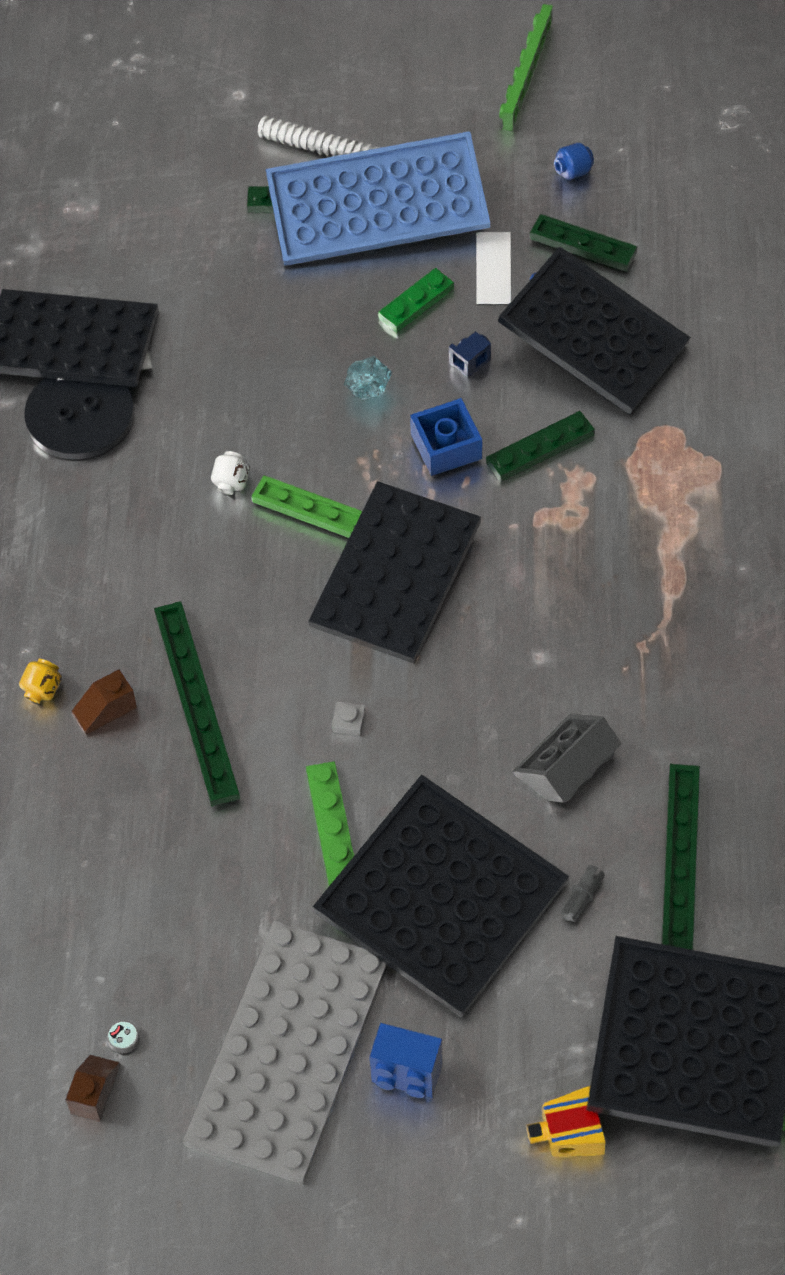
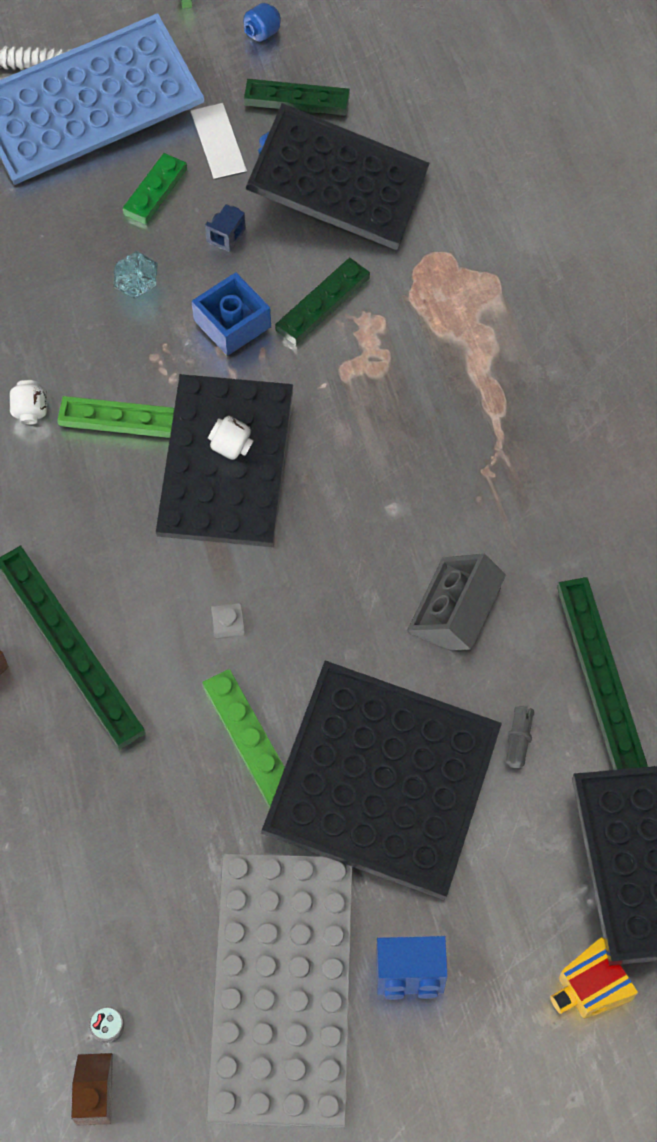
camera: 20 degrees left, 5 degrees up
(402, 550) = (230, 437): none -> white head

